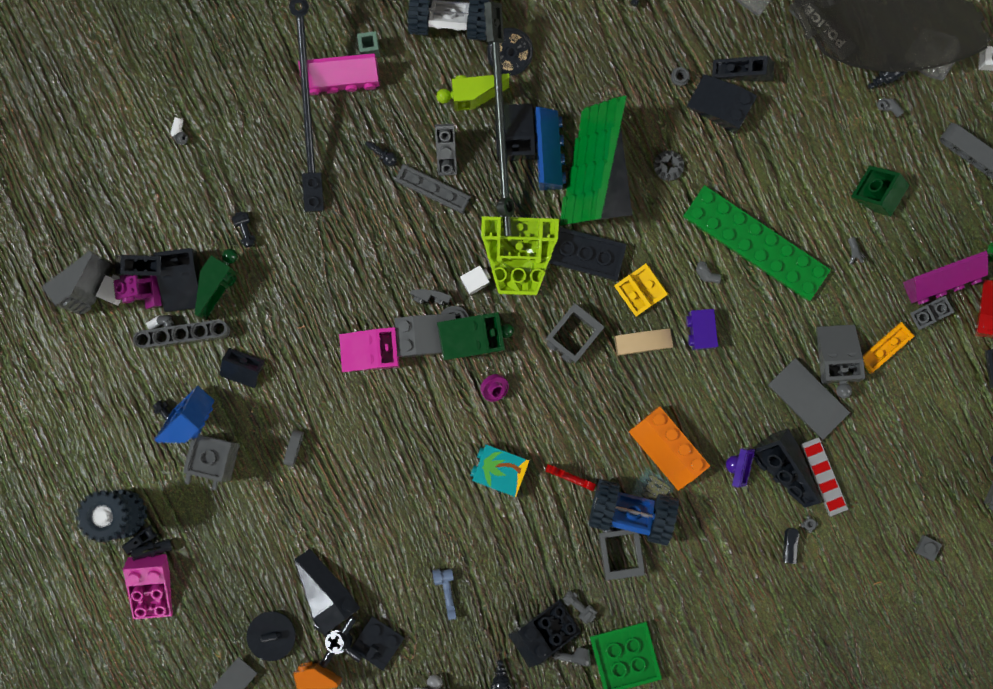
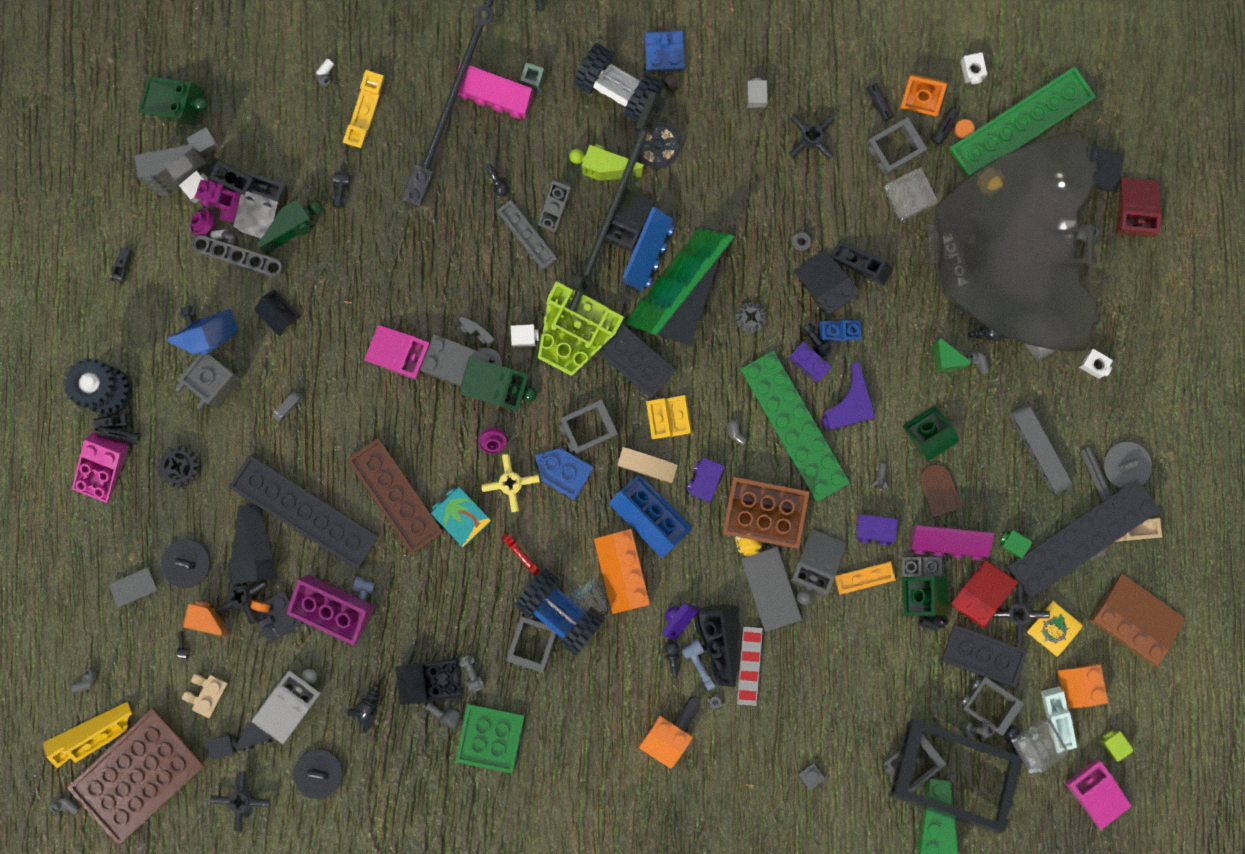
camera: 25 degrees right, 0 degrees up
(52, 222) = (173, 100): none -> dark green slope
(79, 390) = (123, 261): none -> black bar
(99, 245) = (203, 141): none -> light grey brick
(133, 319) = (202, 222): none -> magenta plate
(213, 546) = (174, 459): none -> black gear
(231, 146) = (364, 109): none -> yellow slope
(355, 536) = (303, 512): none -> black plate
(359, 641) = (260, 606): none -> orange tile
(424, 612) = (330, 609): none -> magenta slope
(431, 481) = (395, 496): none -> reddish brown plate
(522, 416) = (516, 487): none -> light yellow bar
(571, 384) = (563, 471): none -> blue tile
(669, 386) = (650, 515): none -> blue slope
(742, 179) = (810, 362): none -> dark purple brick
(746, 162) = (820, 348): none -> black bar
(748, 496) = (671, 649): none -> black bar
(754, 138) = (840, 330): none -> blue slope
(767, 489) = (692, 651): none -> sand blue brick
(768, 365) = (747, 546): none -> yellow head
(771, 332) = (766, 512): none -> dark orange slope
(784, 582) = (665, 742): none -> orange slope
(801, 197) = (855, 405): none -> dark purple arch
(862, 115) = (948, 358): none -> green slope
(875, 298) = (876, 529): none -> dark purple brick
(912, 238) = (939, 490): none -> reddish brown window
(948, 337) = (925, 596): none -> dark green slope
(968, 357) = (934, 623): none -> black arm

